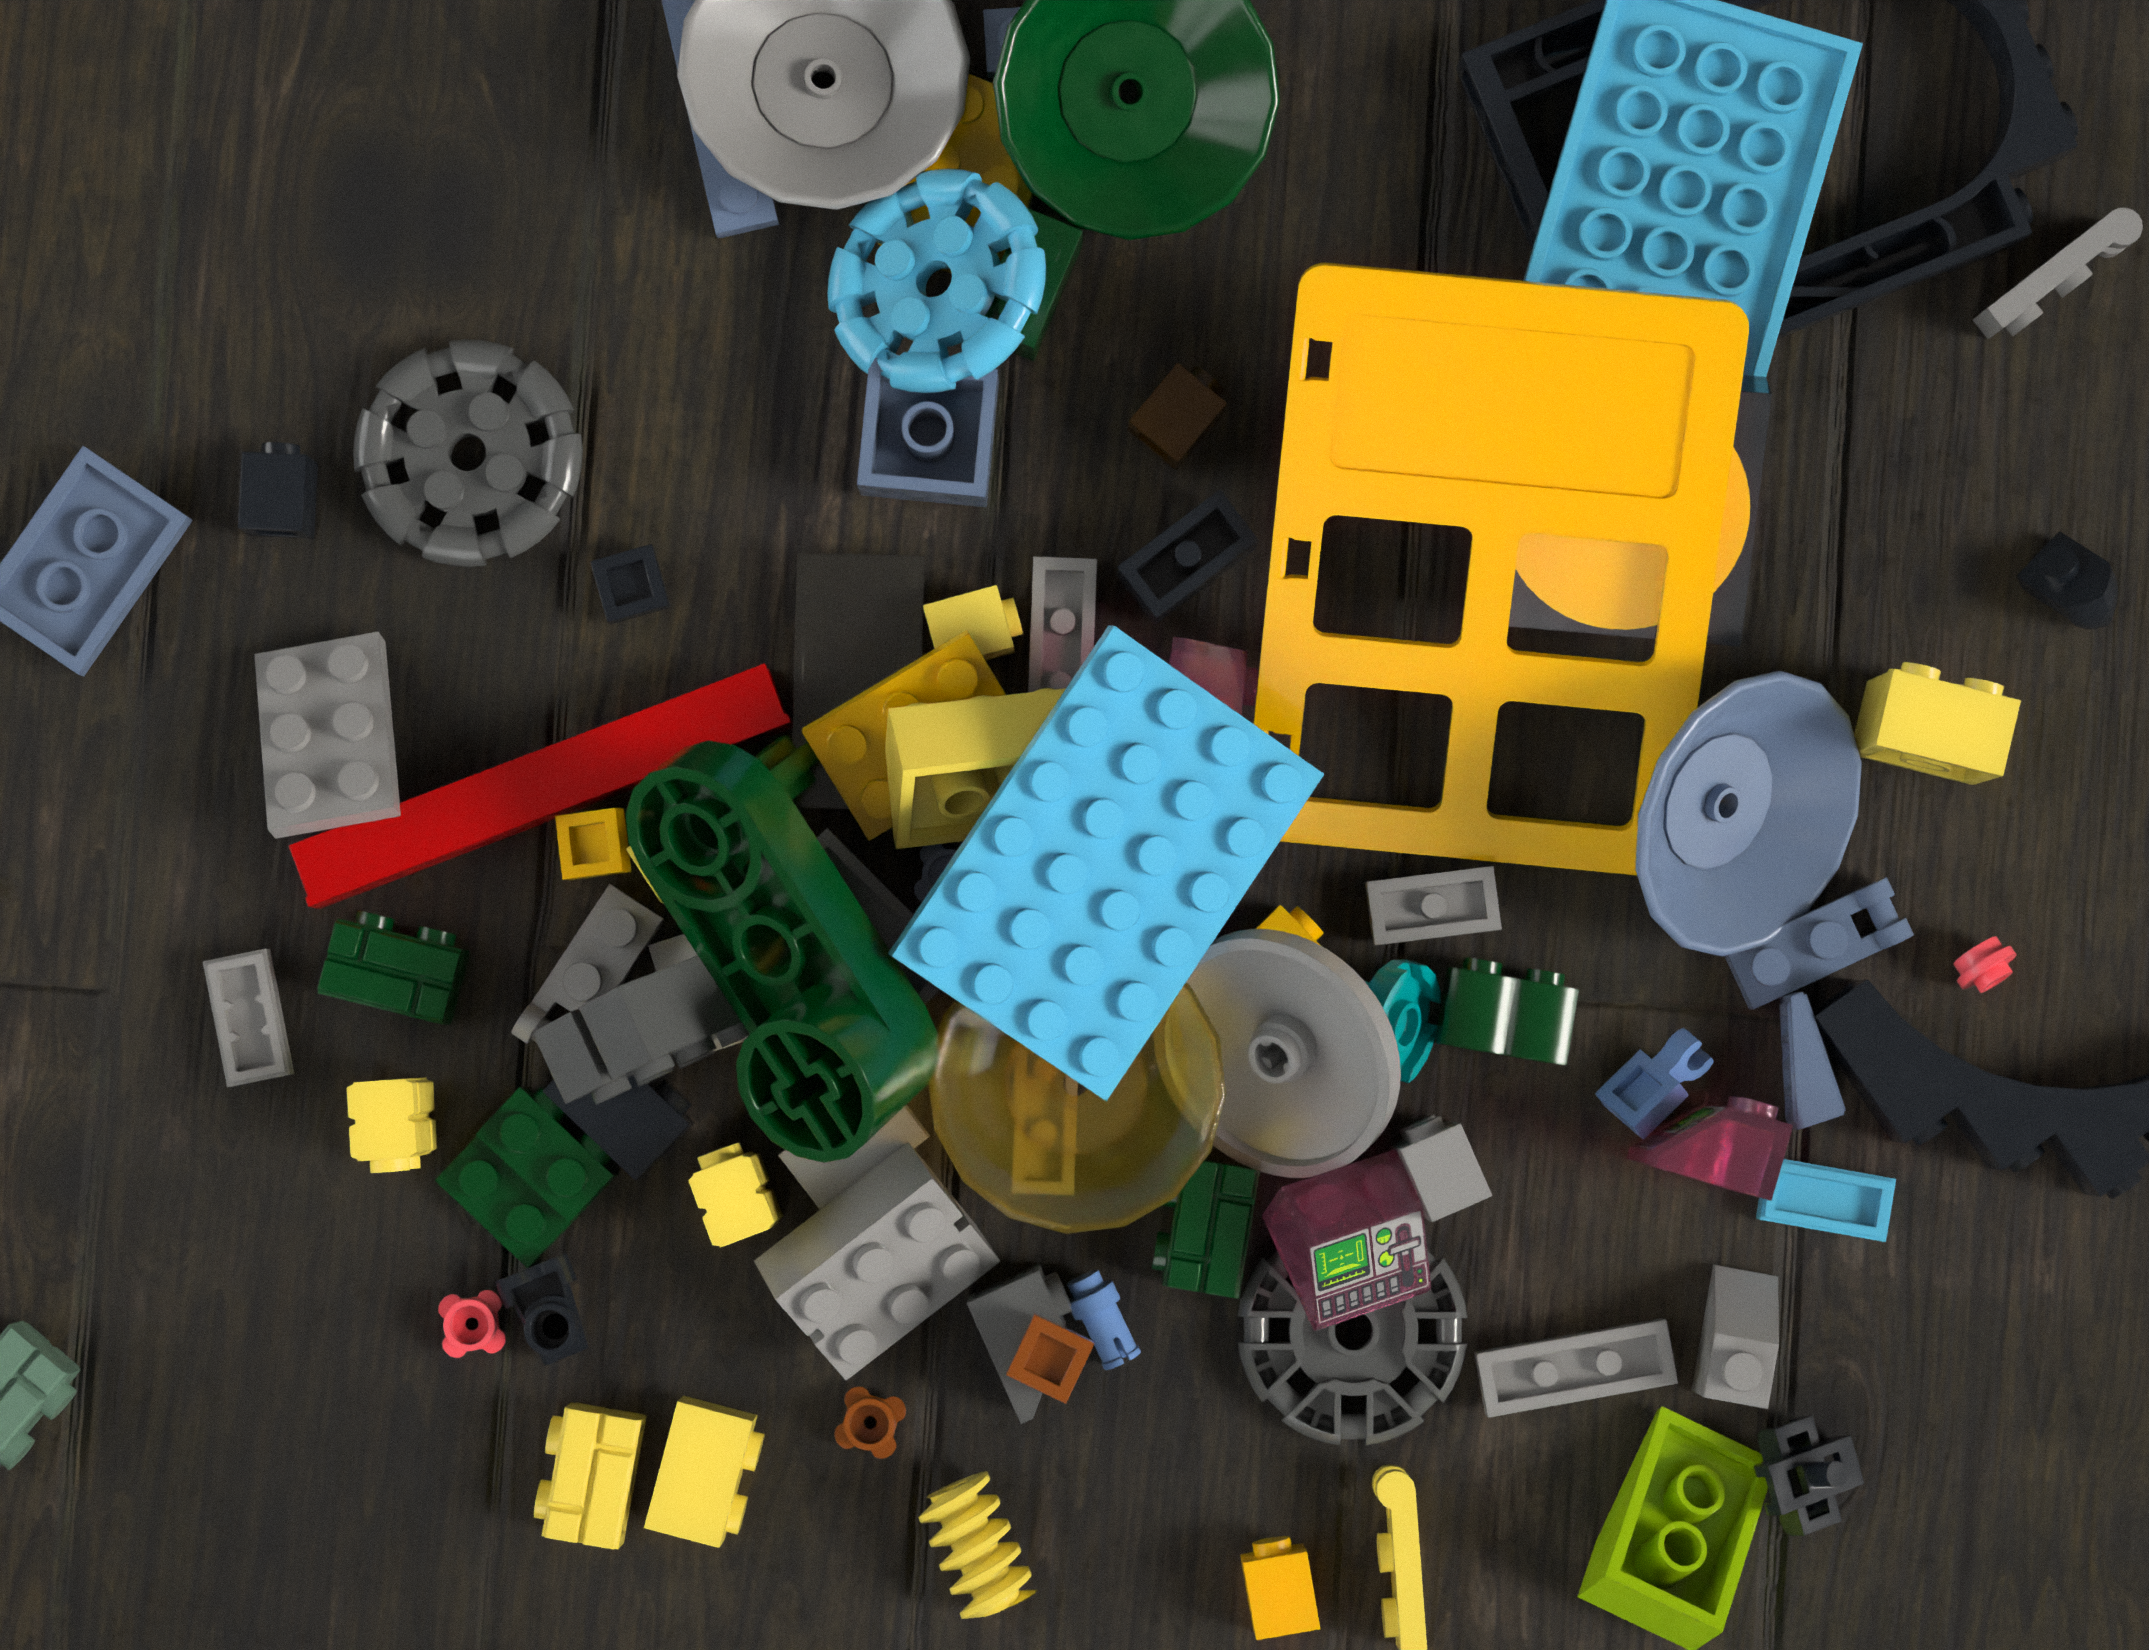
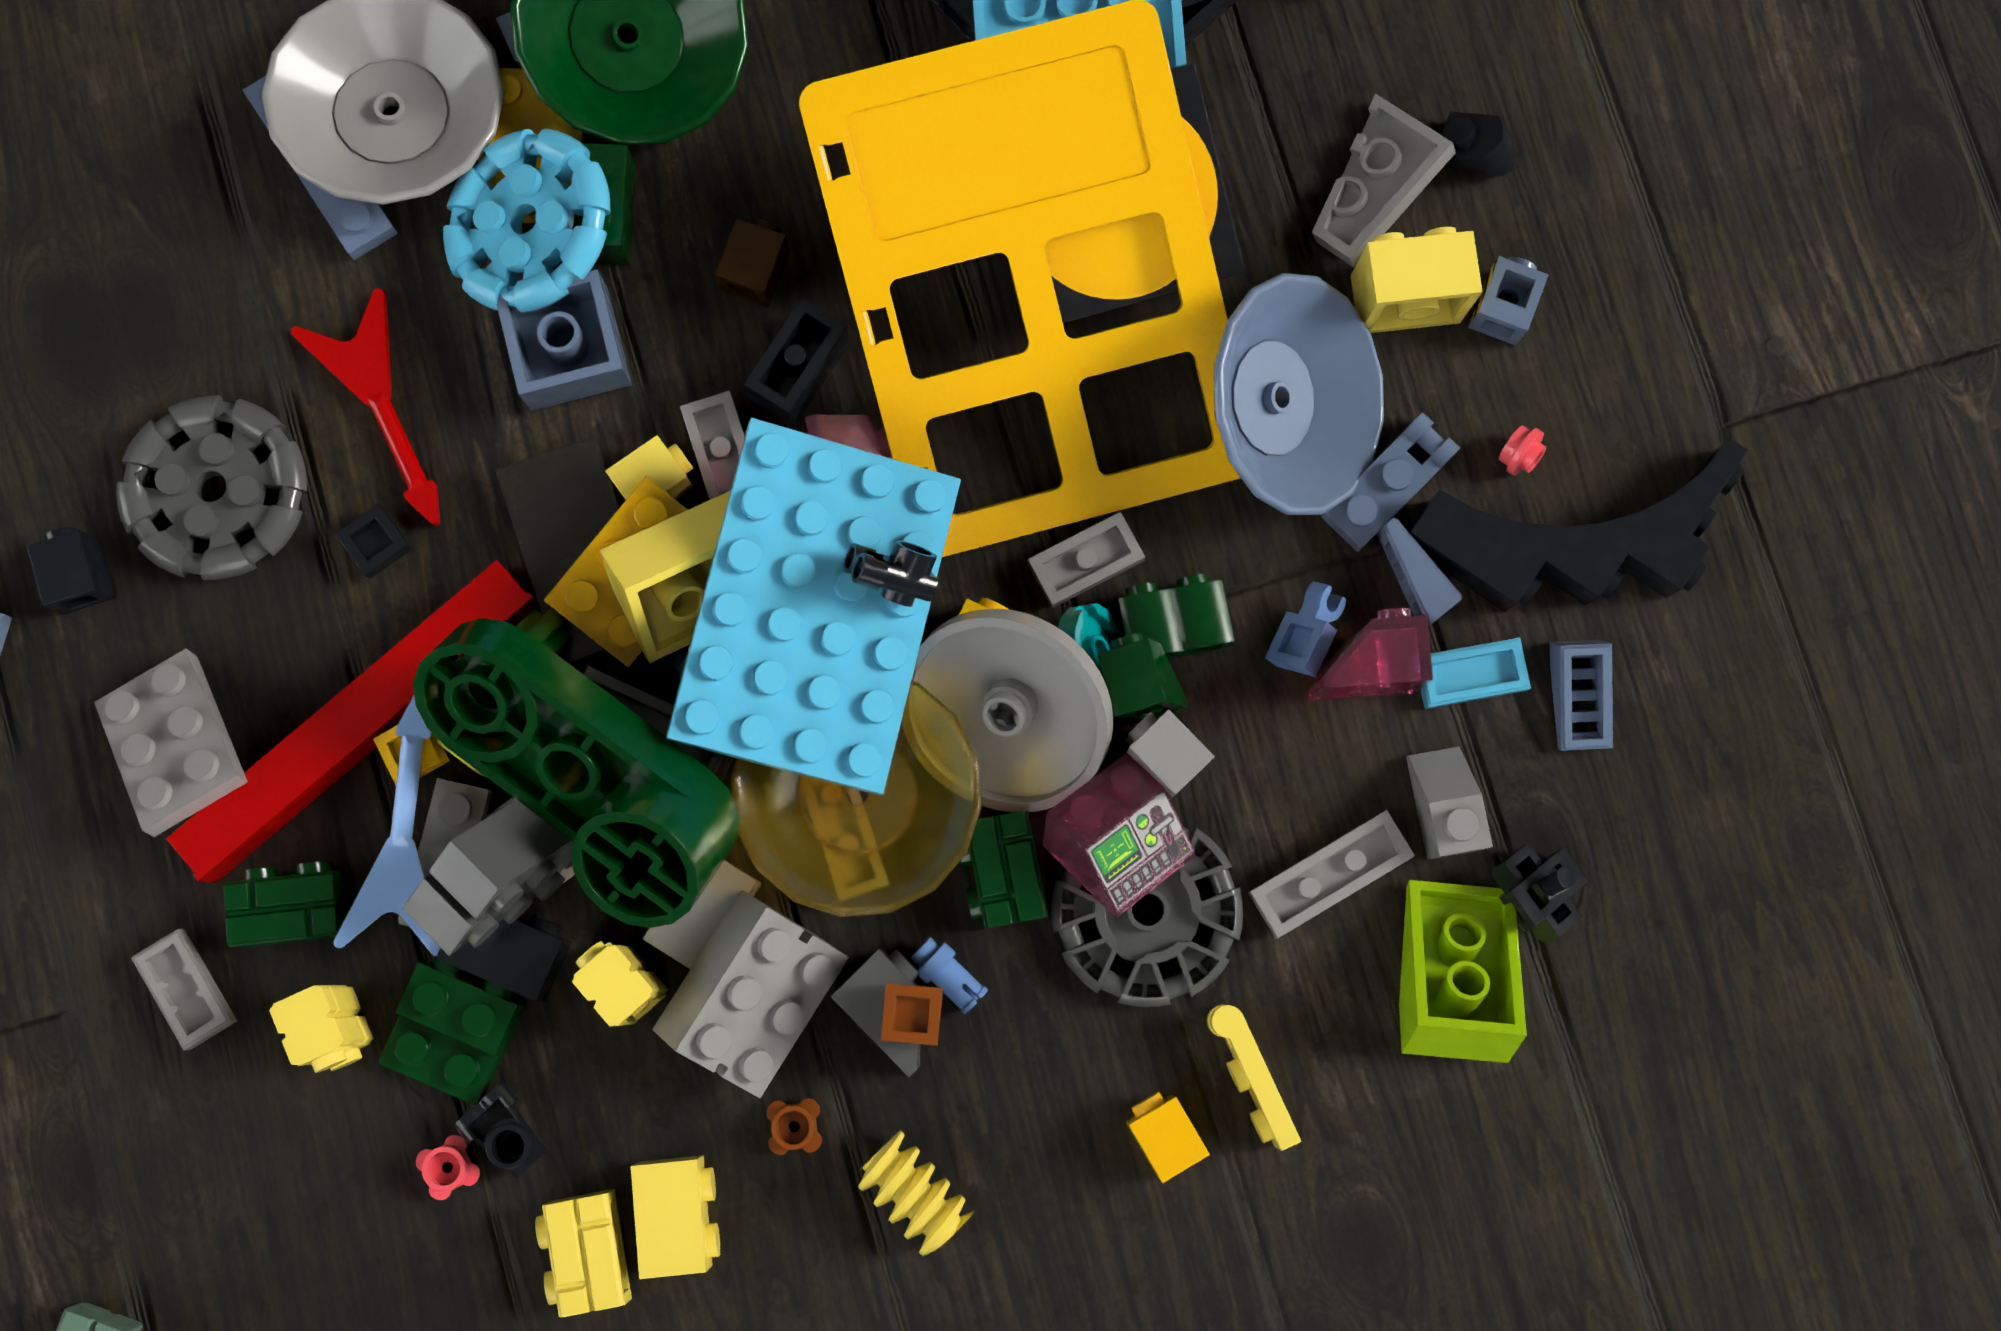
camera: 20 degrees left, 5 degrees down
(529, 983) = (398, 865): none -> light blue piece
(687, 377) = (366, 371): none -> red piece
(1214, 867) = (901, 575): none -> black plate
(1442, 1072) = (1140, 679): none -> dark green slope
(1920, 1262) = (1563, 695): none -> sand blue slope
(1947, 583) = (1384, 175): none -> light grey wing
(2063, 774) = (1501, 318): none -> sand blue brick

